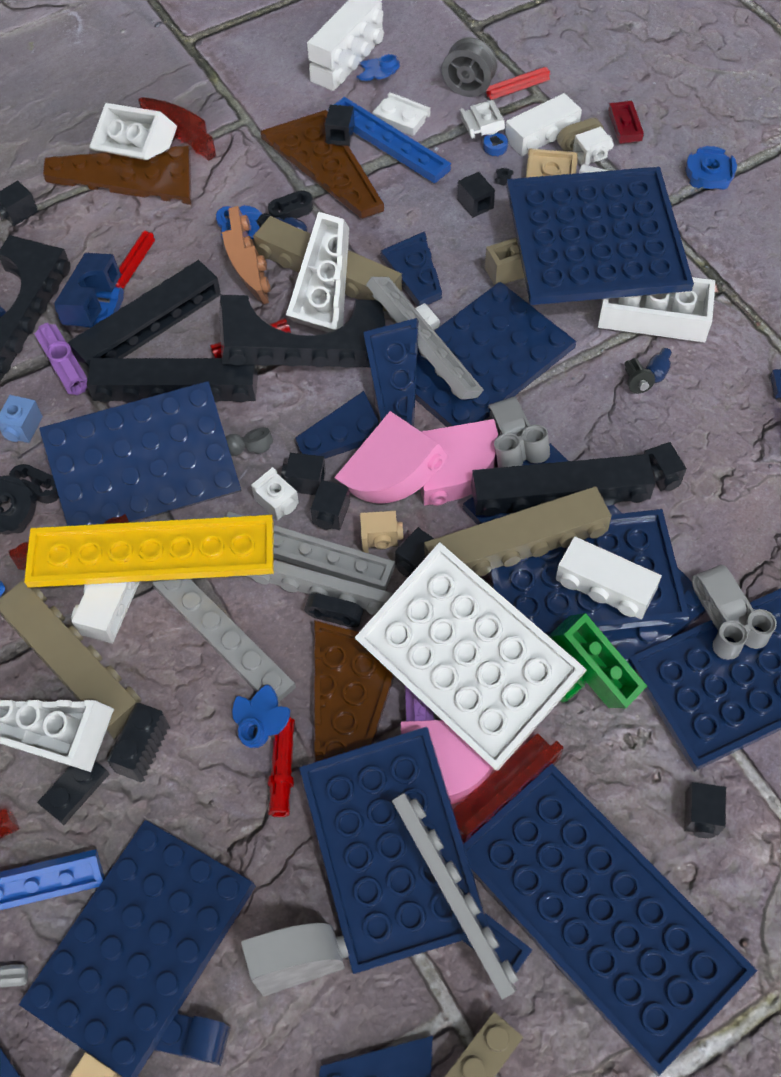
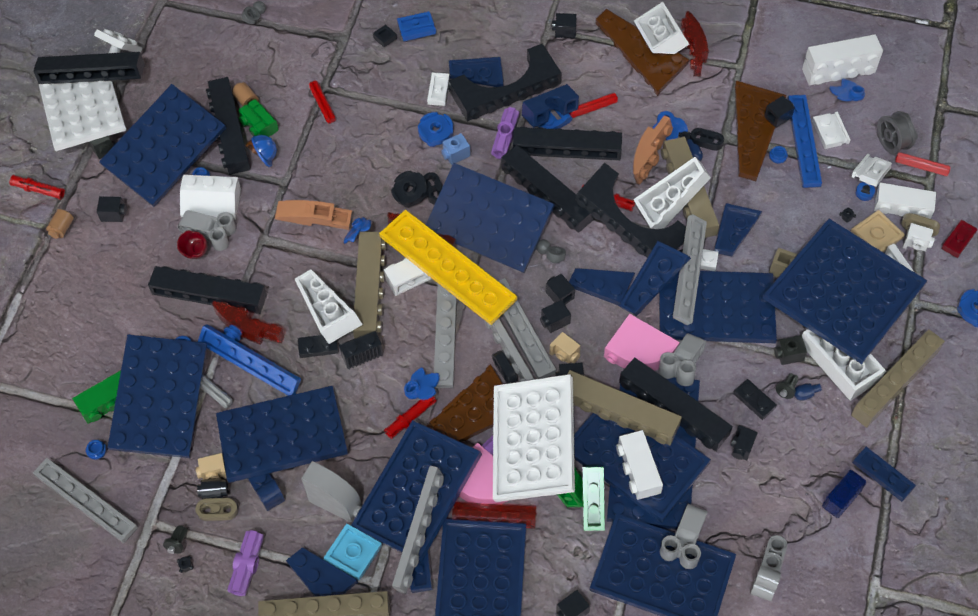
camera: 45 degrees right, 0 degrees up
(275, 494) = (535, 288): white brick -> none
(378, 169) = (778, 154): none -> blue plate
(389, 1004) = (353, 551): none -> medium azure plate
(392, 462) = (603, 319): bright pink brick -> none
(475, 194) = (815, 212): black brick -> none
(601, 338) = (790, 350): none -> pearl dark grey brick
(620, 416) = (755, 399): none -> black plate
(721, 263) = (897, 378): none -> dark tan brick

